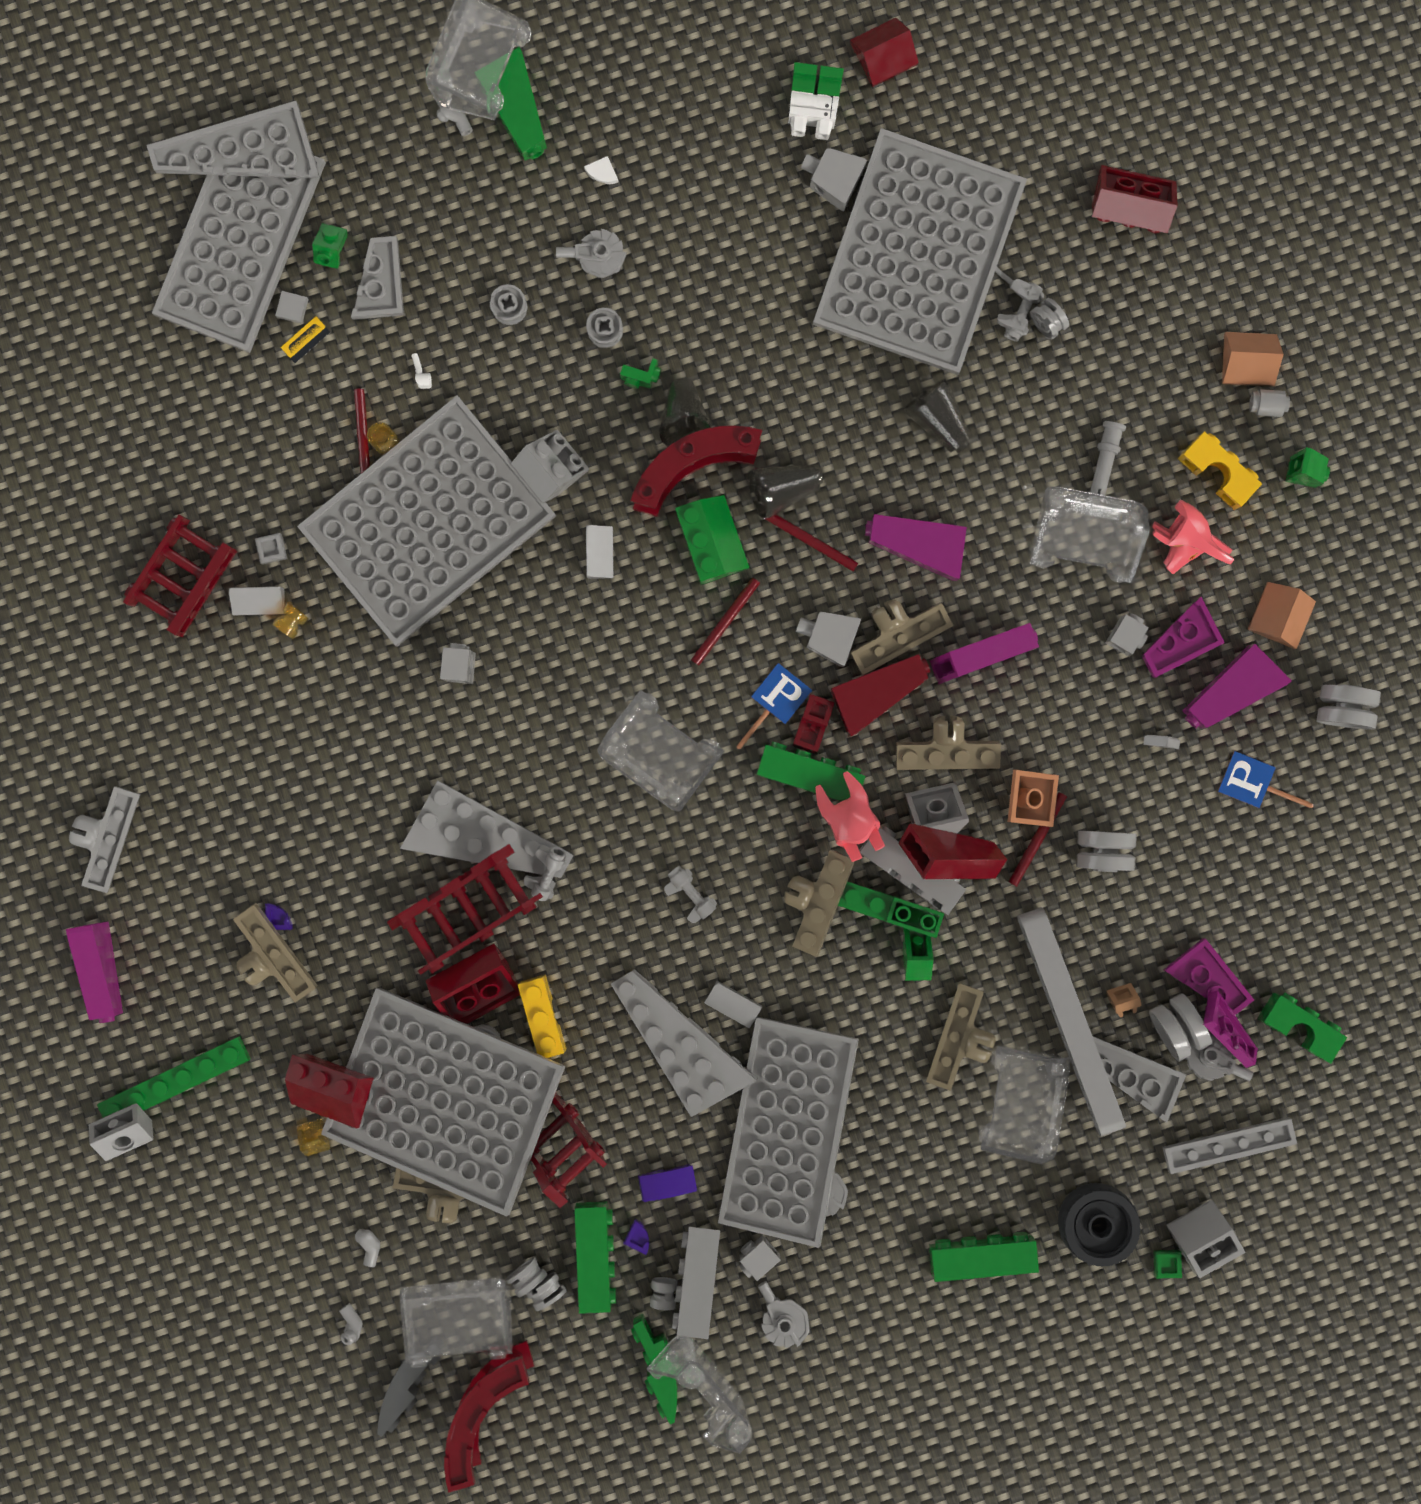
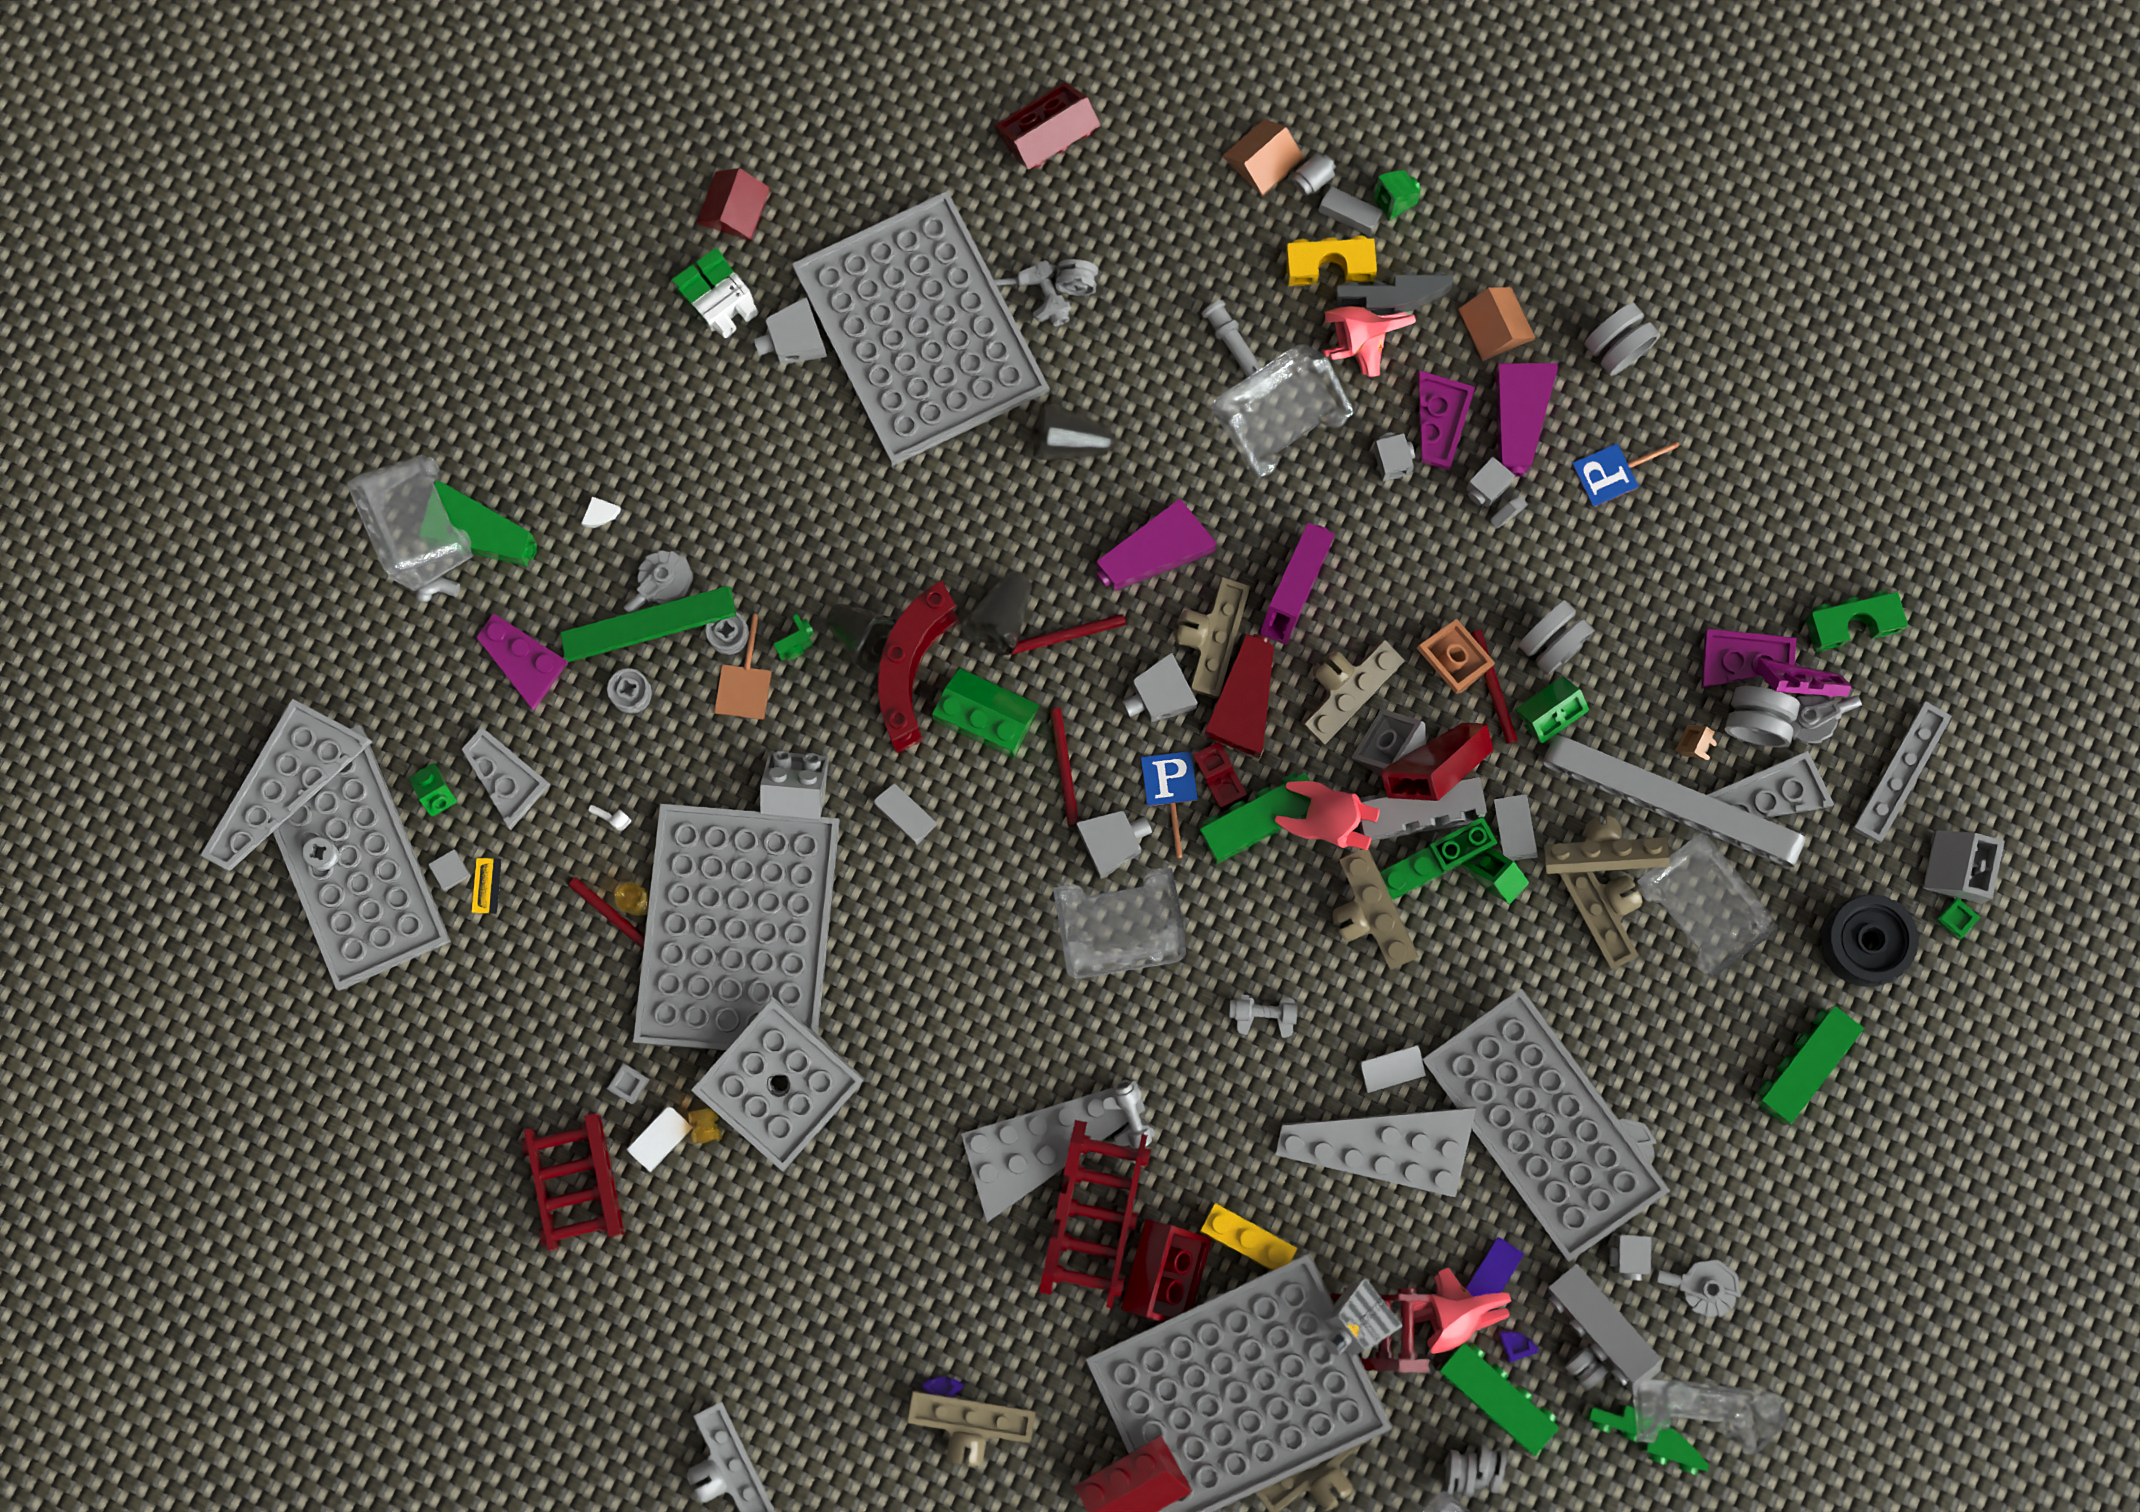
camera: 45 degrees left, 10 degrees down
(224, 223) = (326, 856): none -> light grey wheel
(329, 630) = (771, 1119): none -> light grey piece
(458, 664) = (882, 1017): light grey brick -> none
(463, 217) = (522, 659): none -> magenta wing
(551, 1136) = (1359, 1320): none -> light grey torso
(560, 273) = (648, 624): none -> green tile
(579, 373) = (744, 689): none -> nougat piece
(620, 1185) = (1456, 1313): none -> coral piece
(707, 696) = (1112, 840): none -> light grey torso
(958, 938) = (1516, 827): none -> light grey hinge
(997, 1010) = (1606, 850): none -> dark tan plate
(1058, 890) = (1552, 709): none -> green hinge
(1168, 712) = (1489, 483): none -> light grey brick
(1244, 539) = (1406, 293): none -> dark grey slope
(1267, 450) = (1350, 211): none -> light grey slope

